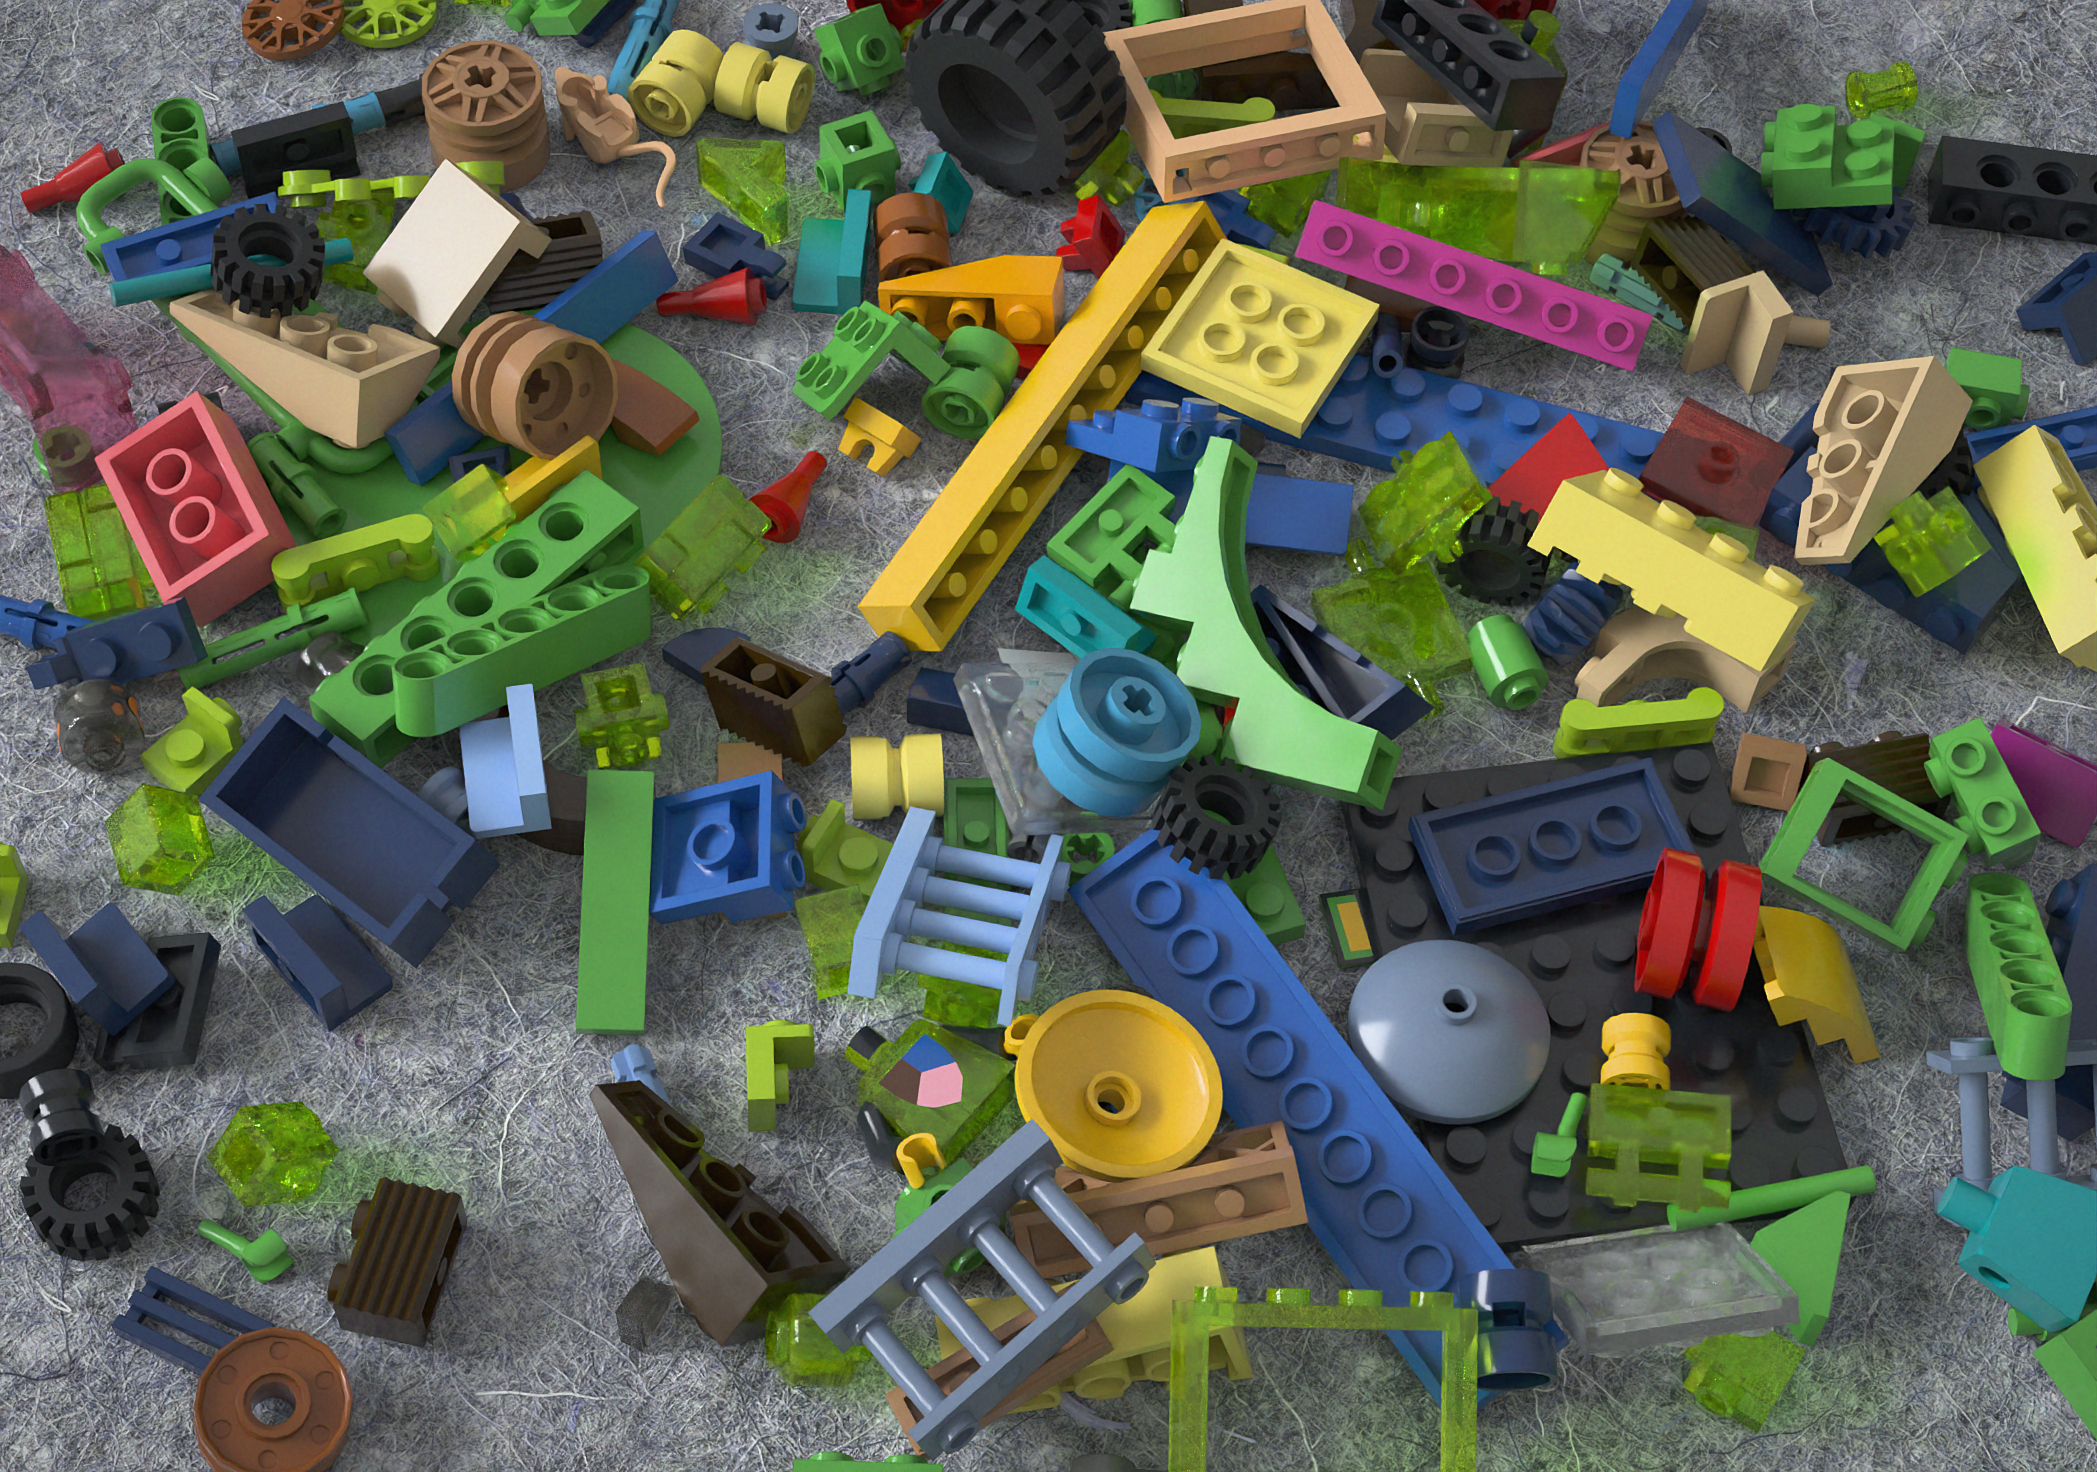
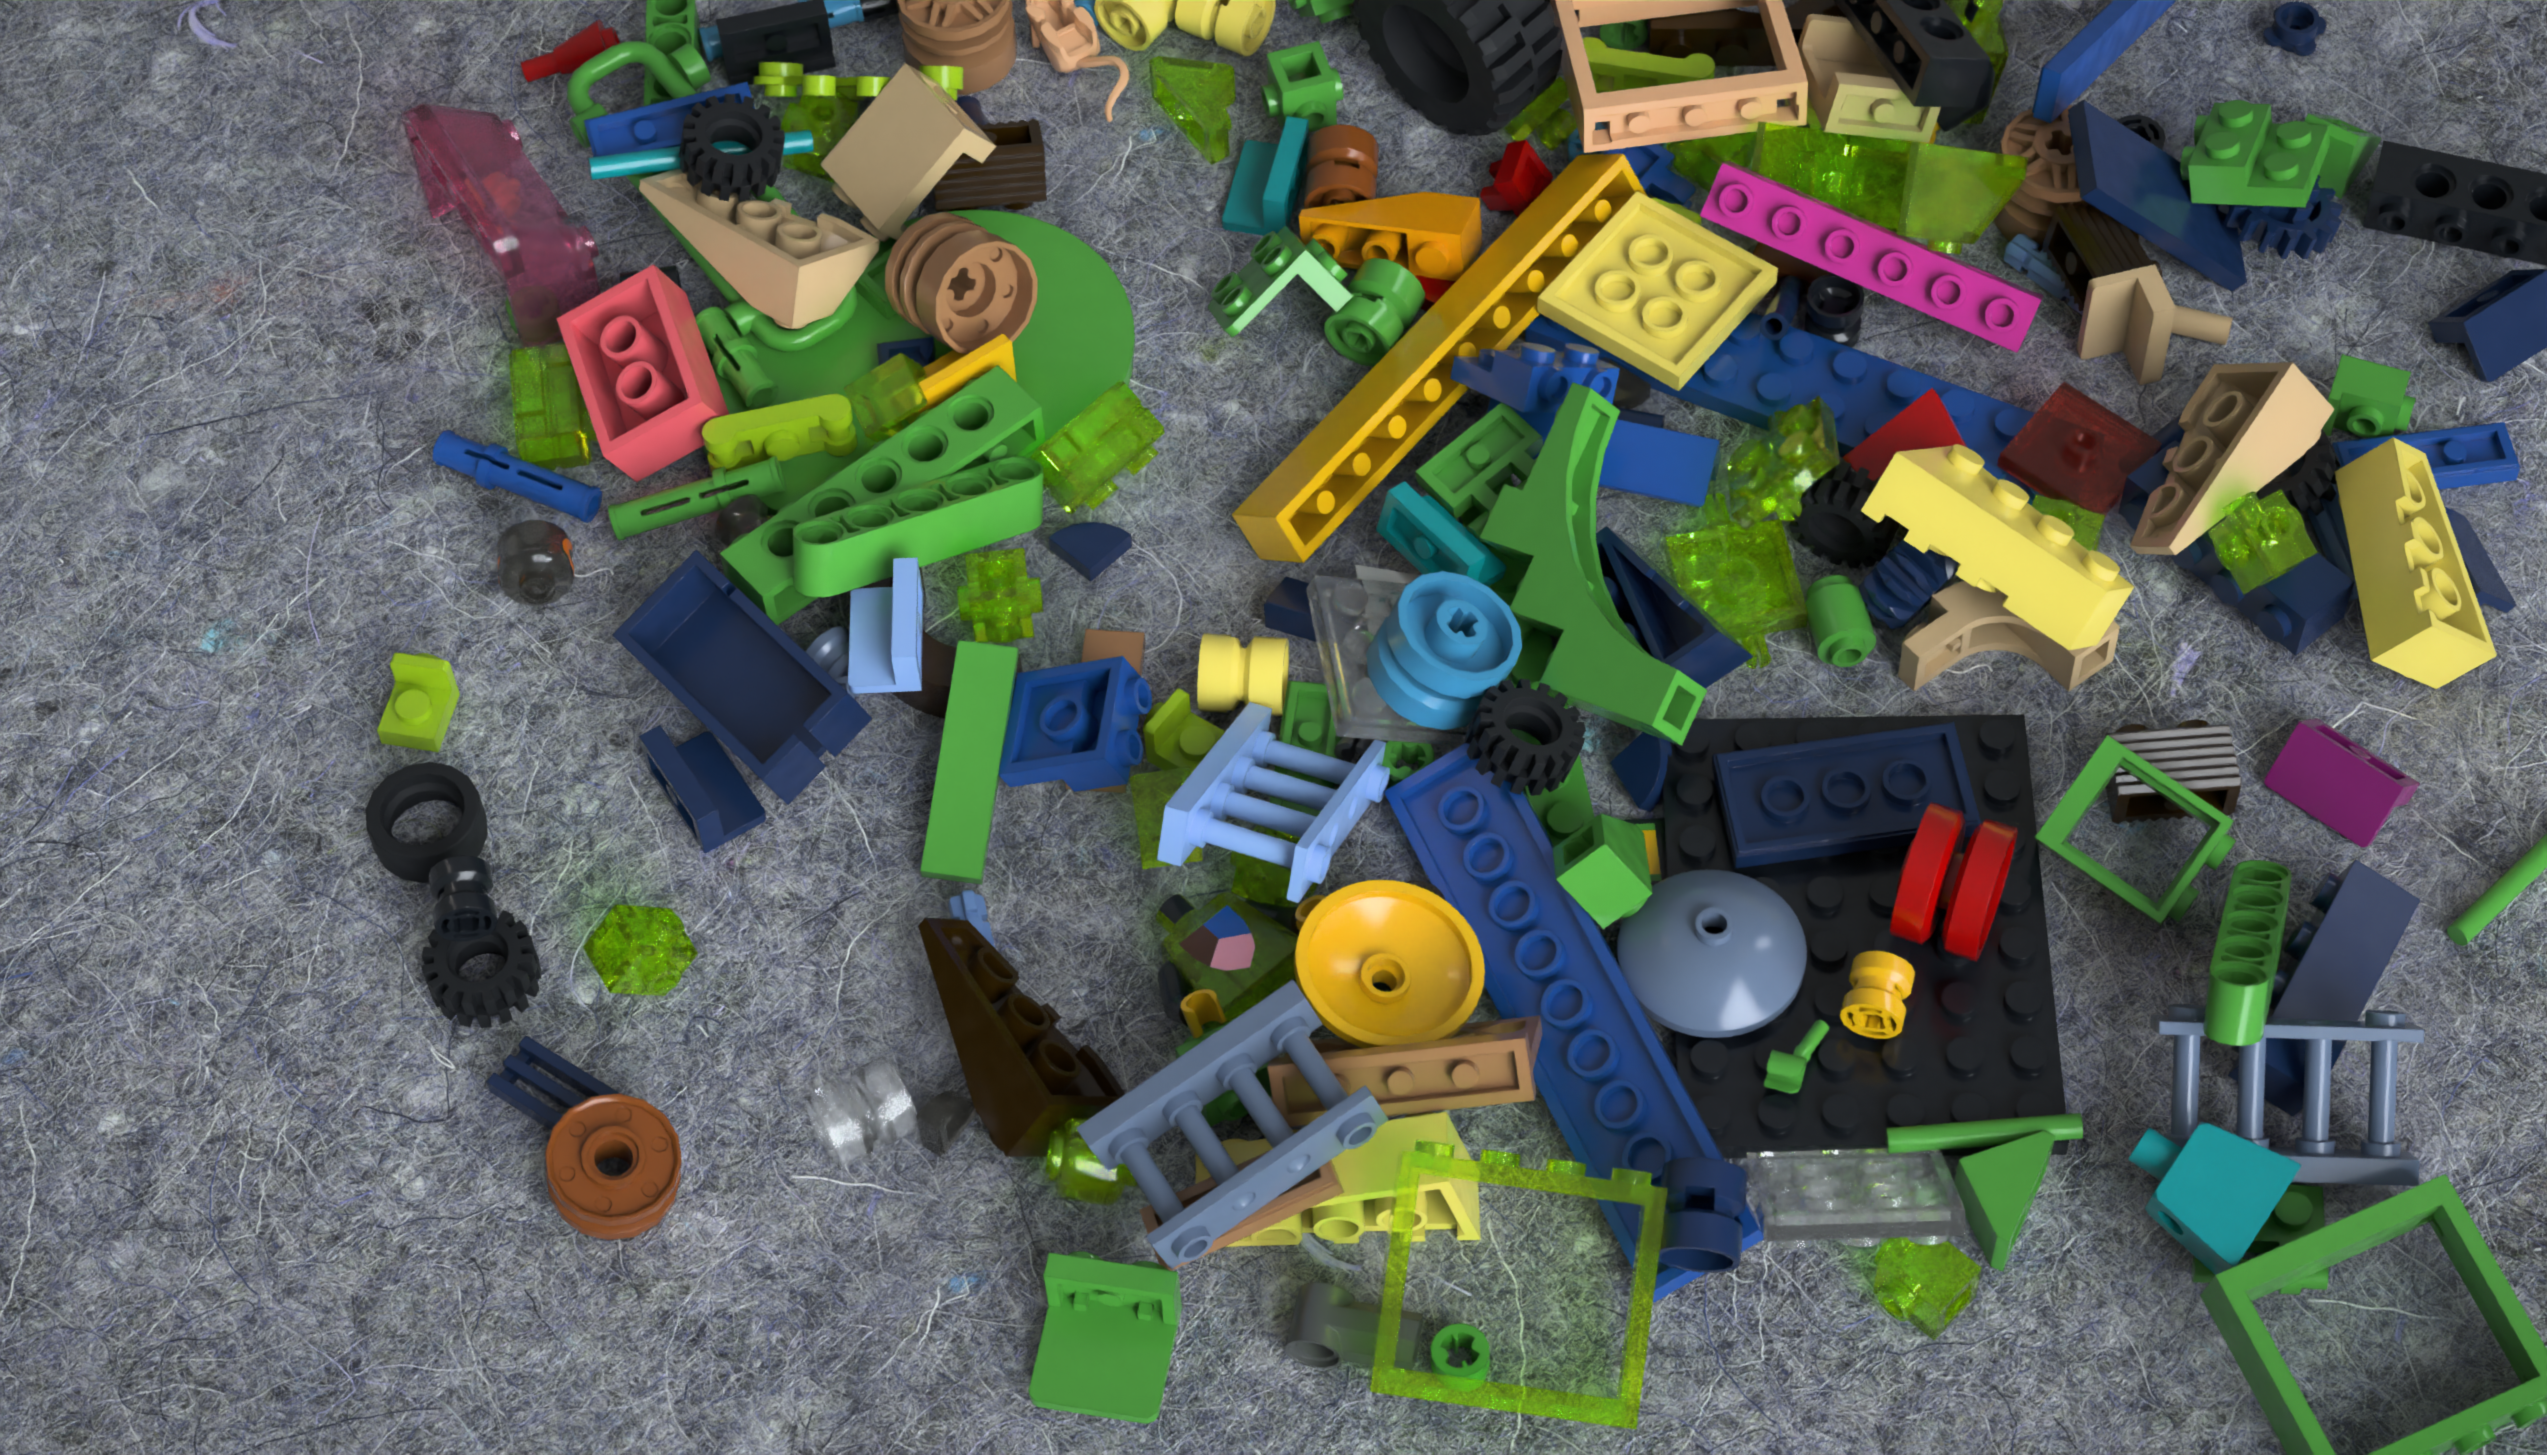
camera: 15 degrees right, 0 degrees up
(102, 965) = (513, 774): dark blue panel -> none
(123, 647) = (564, 493): dark blue hinge -> none
(159, 839) = (575, 668): clear neon green brick -> none
(173, 1024) = (558, 811): black plate -> none
(197, 746) = (617, 588): lime bracket -> none
(262, 1258) = (621, 1039): bright green hand -> none
(398, 1261) = (737, 1055): dark brown brick -> none
(557, 1309) = (861, 1112): none -> clear wheel
(590, 307) = (1020, 216): blue tile -> none
(648, 412) = (1064, 315): dark orange slope -> none
(728, 298) = (1161, 212): red cone -> none
(729, 246) = (1171, 166): dark blue plate -> none
(769, 1055) = (1086, 914): lime bracket -> none
(773, 701) = (1137, 594): dark brown brick -> none
(788, 498) = (1185, 408): red cone -> none
(866, 673) = (1218, 586): dark blue pin -> none
(875, 428) = (1277, 348): yellow tile -> none
(946, 184) = (1383, 119): teal tile -> none
(1326, 953) = (1605, 868): none -> bright green slope
(1335, 837) = (1643, 769): none -> dark blue tile
(1564, 151) = (1986, 132): coral dish -> none
(1637, 724) = (1953, 691): lime plate -> none
(1659, 1128) = (1887, 1058): clear neon green plate -> none
(1767, 771) = (2066, 744): medium nougat tile -> none
(1812, 979) = (2064, 936): yellow slope -> none
(1823, 35) = (2295, 28): none -> dark blue plate
(1881, 90) = (2340, 88): clear neon green bush -> none
(1983, 791) = (2266, 798): bright green plate -> none

